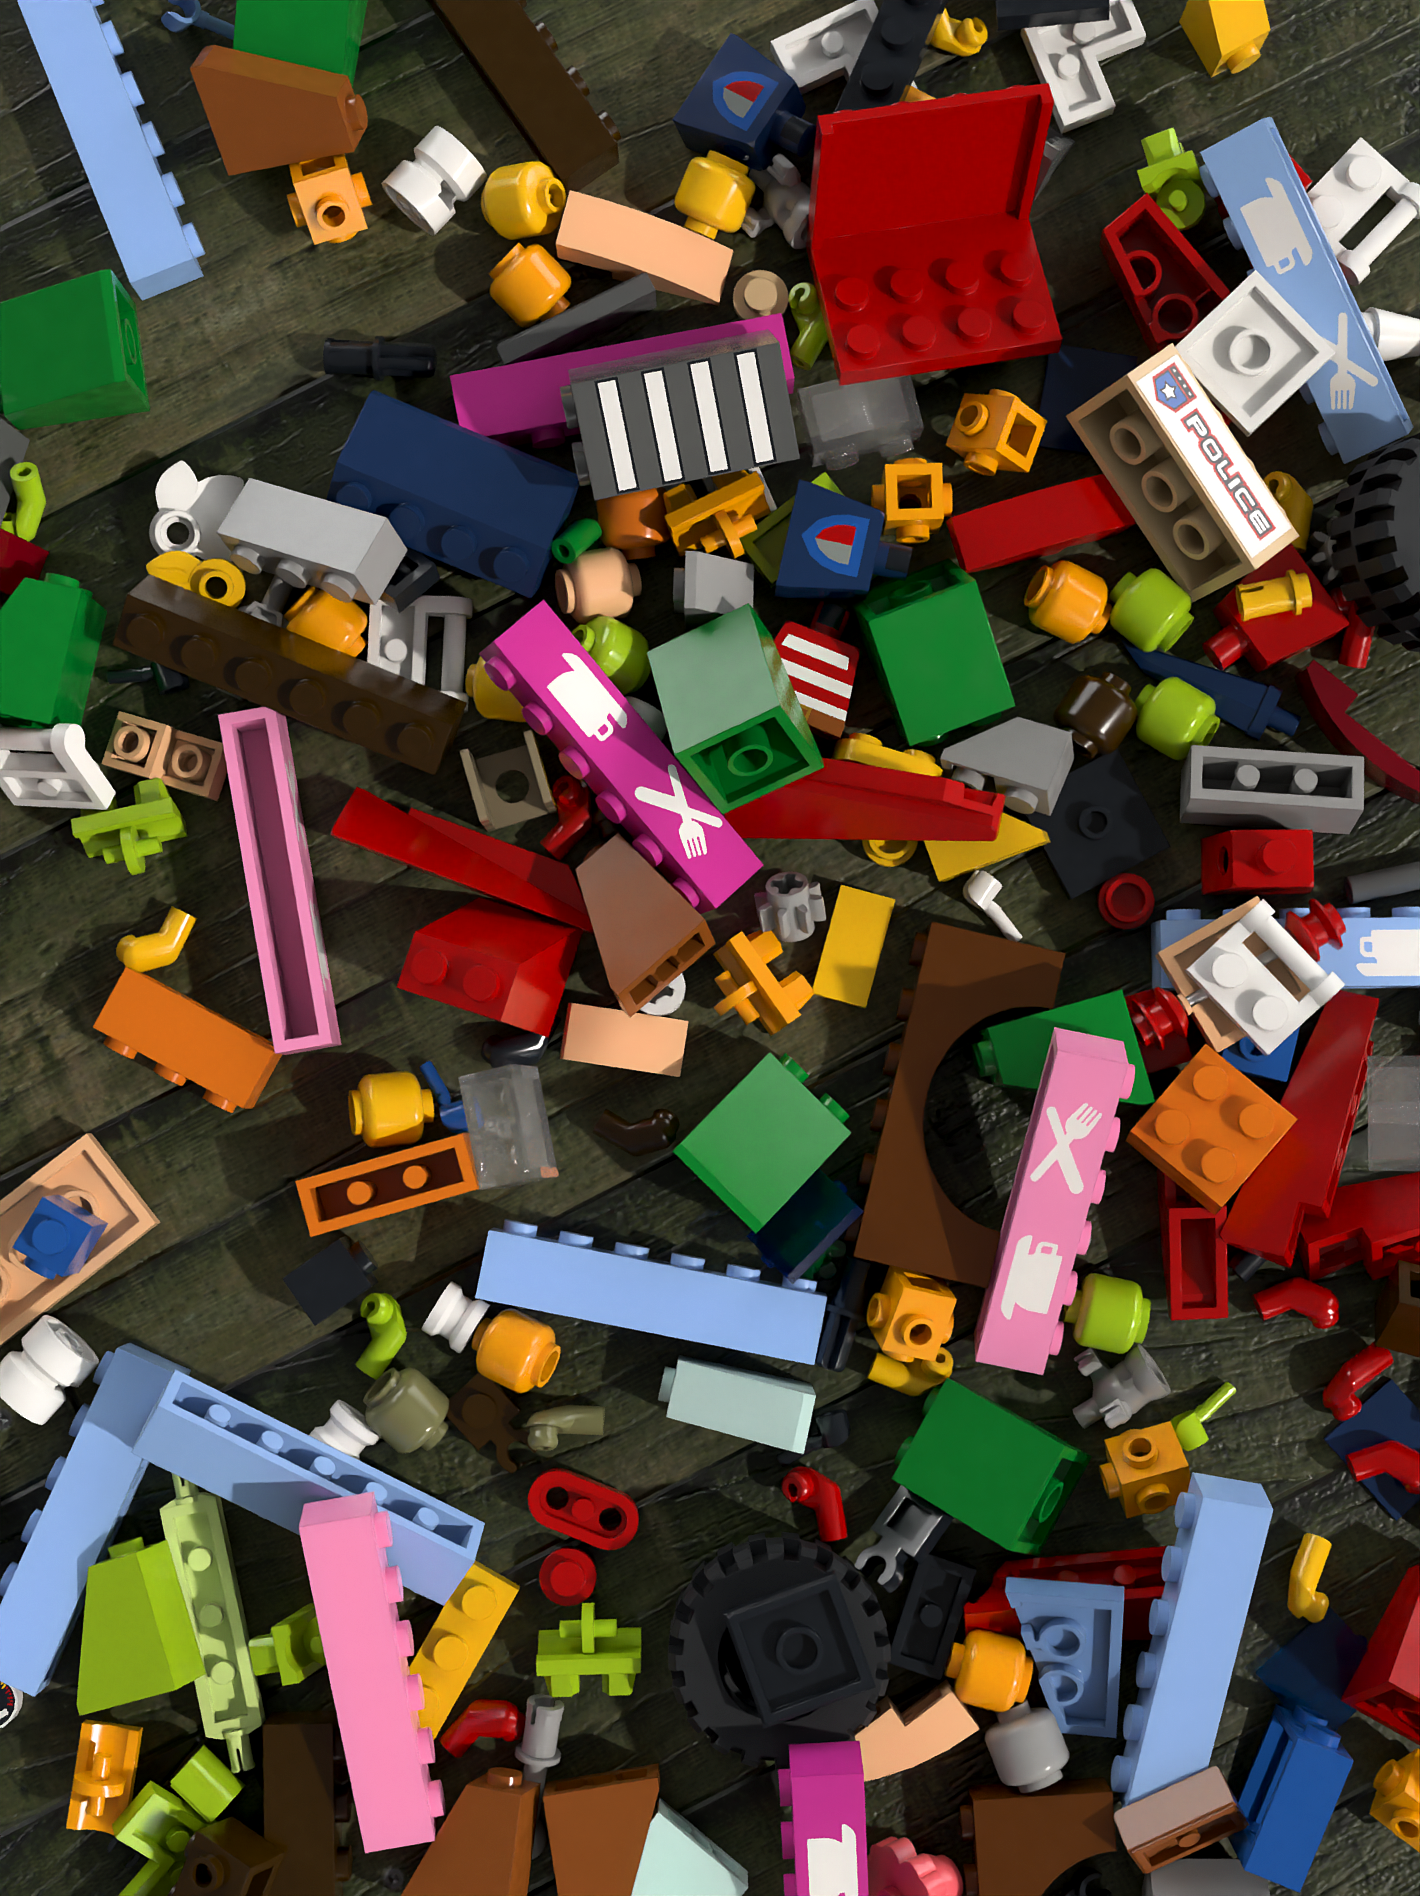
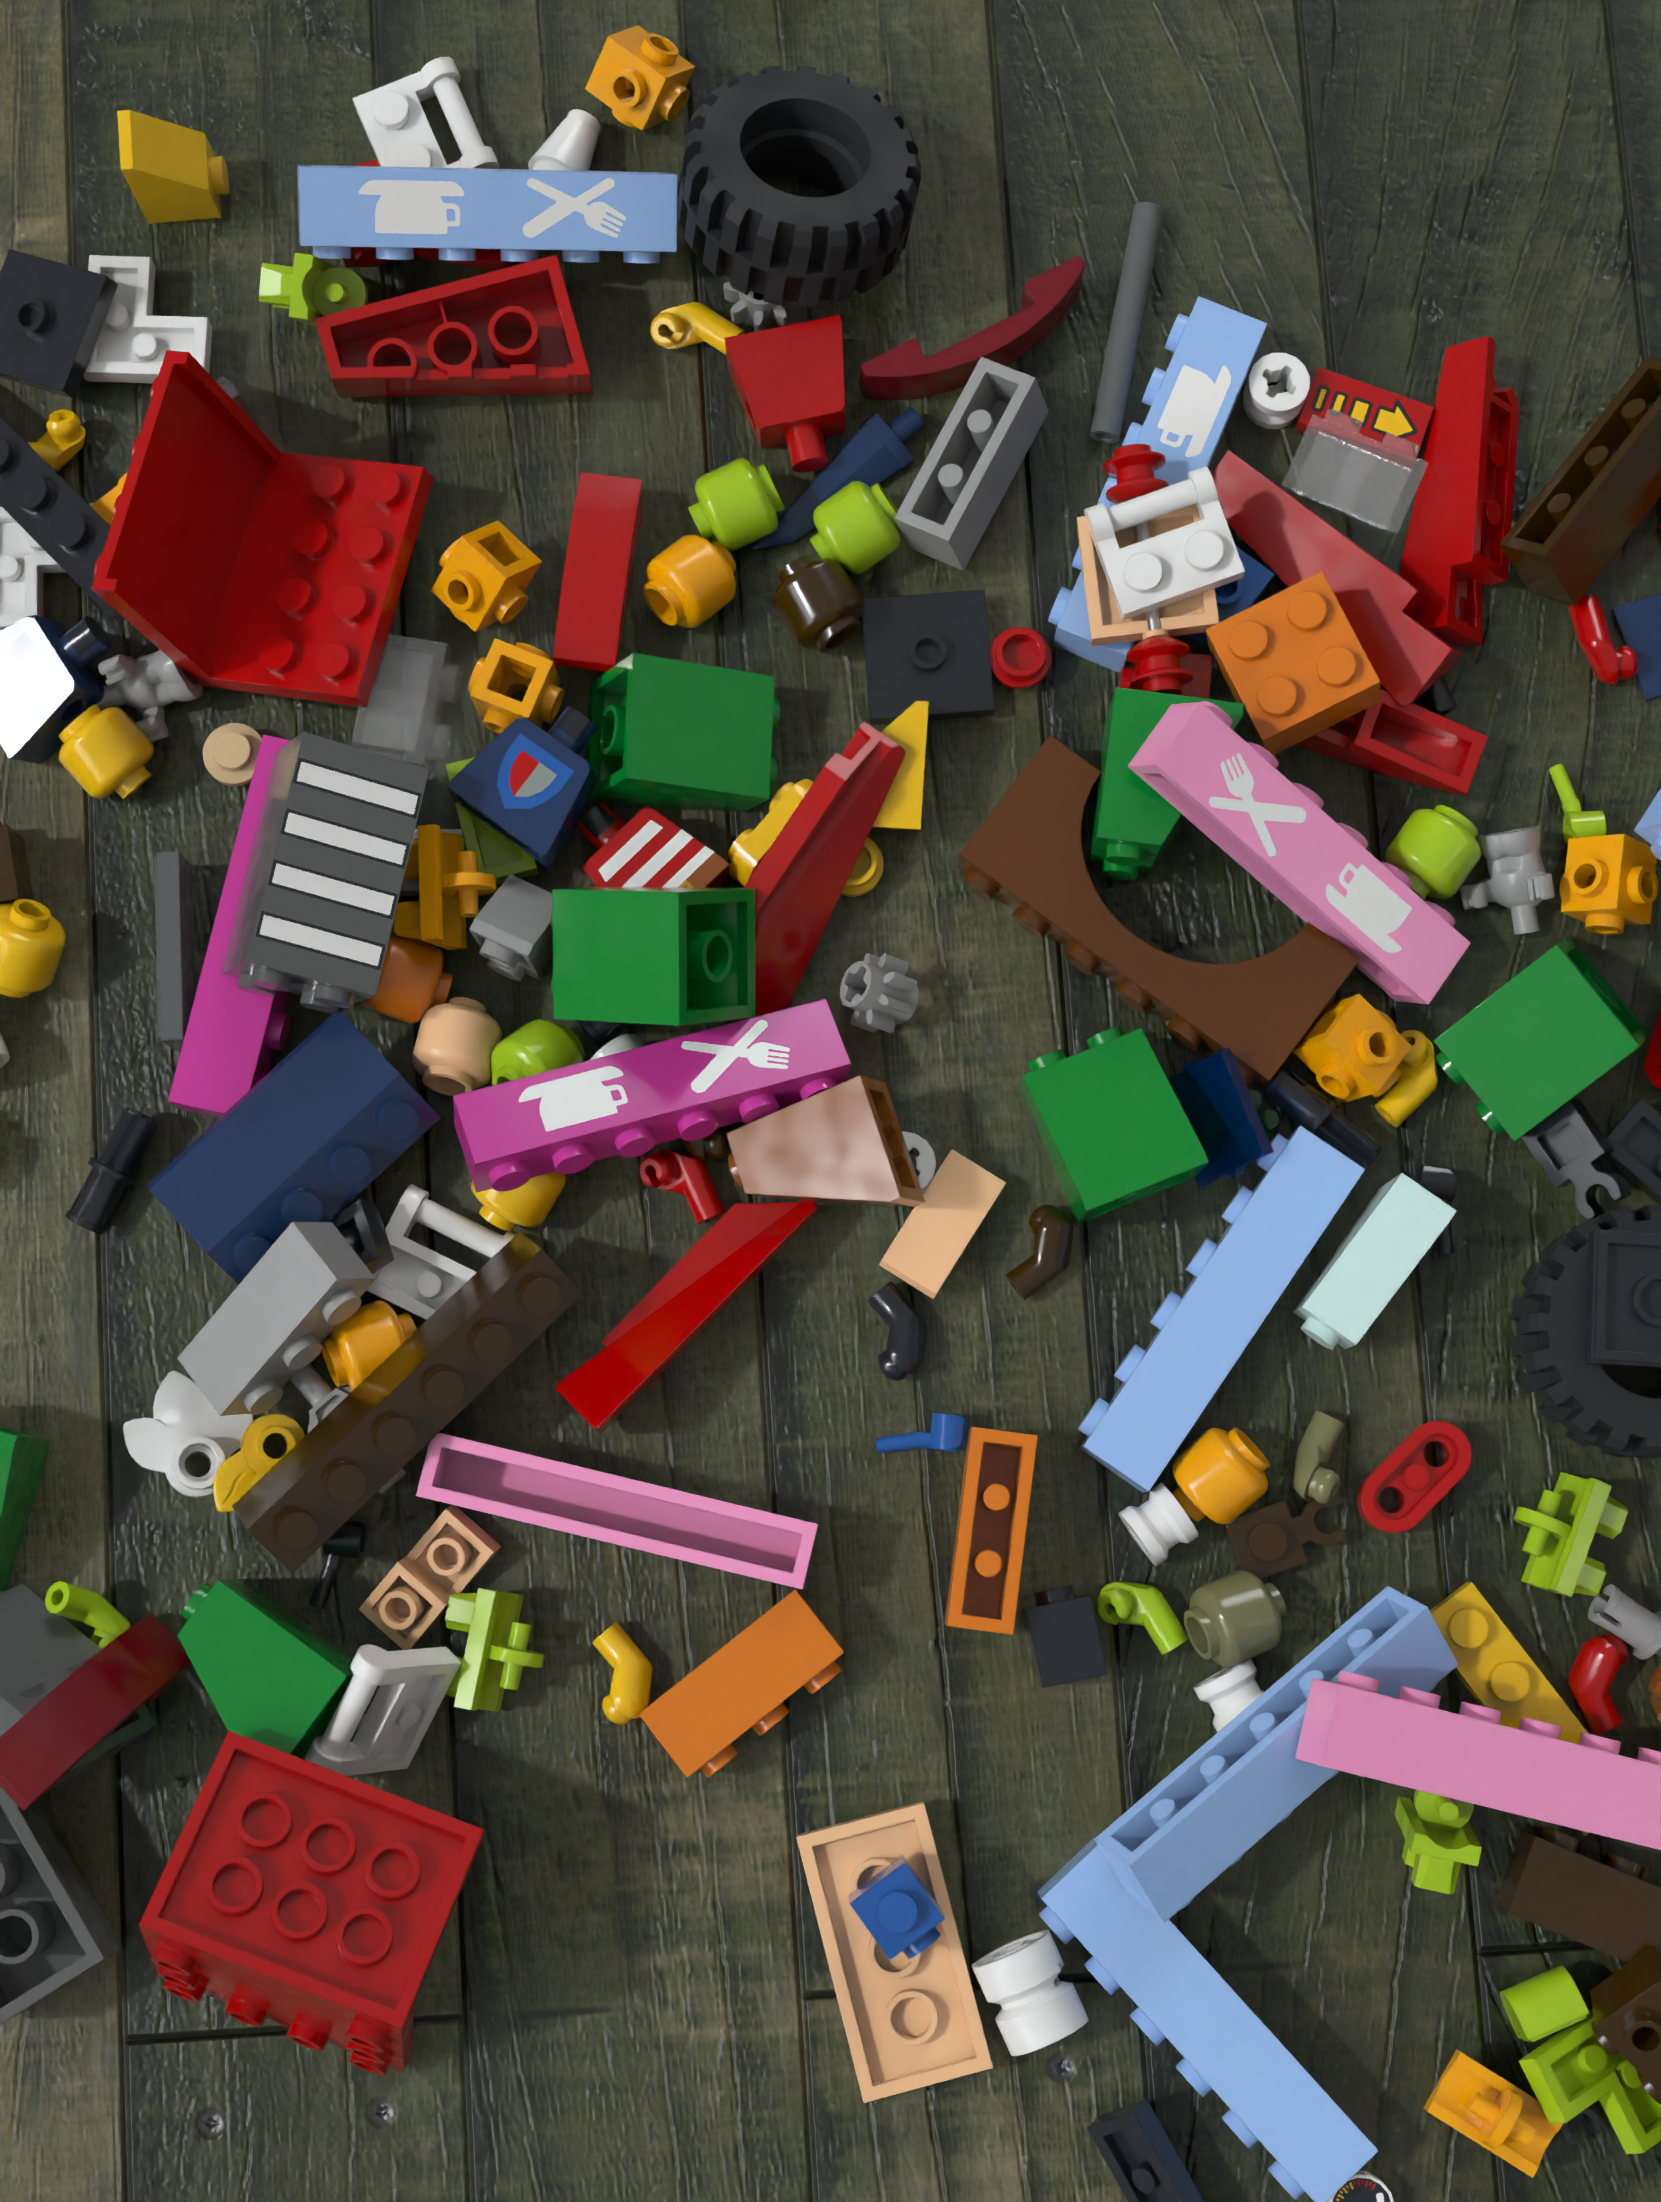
camera: 65 degrees left, 5 degrees down
(135, 1629) = (1350, 2009): lime slope -> none
(208, 1579) = (1370, 1923): yellowish green plate -> none
(390, 1109) = (910, 1499): yellow head -> none
(486, 771) = (615, 1193): dark tan piece -> none
(493, 963) = (808, 1319): red slope -> none
(508, 1127) = (983, 1380): clear brick -> none
(530, 285) = (110, 980): light orange head -> none
(567, 1576) = (1477, 1524): red plate -> none
(575, 539) = (399, 1044): green arm -> none
(636, 243) = (120, 850): light nougat slope -> none
(753, 988) = (943, 1065): light orange hips -> none
(810, 322) = (280, 714): lime arm -> none
(820, 1495) = (1501, 1225): red arm -> none
(853, 946) = (946, 950): yellow tile -> none
(980, 892) = (947, 797): white hand -> none
(1016, 760) = (829, 701): light grey slope -> none
(1071, 381) = (493, 477): dark blue window -> none
(1182, 475) = (617, 408): tan brick -> none
(1253, 353) = (527, 285): white plate -> none
(1258, 862) = (1041, 503): red torso -> none
(1274, 596) = (780, 372): yellow pin -> none
(1302, 1296) = (1493, 657): red arm -> none
(1357, 635) = (854, 316): red arm -> none

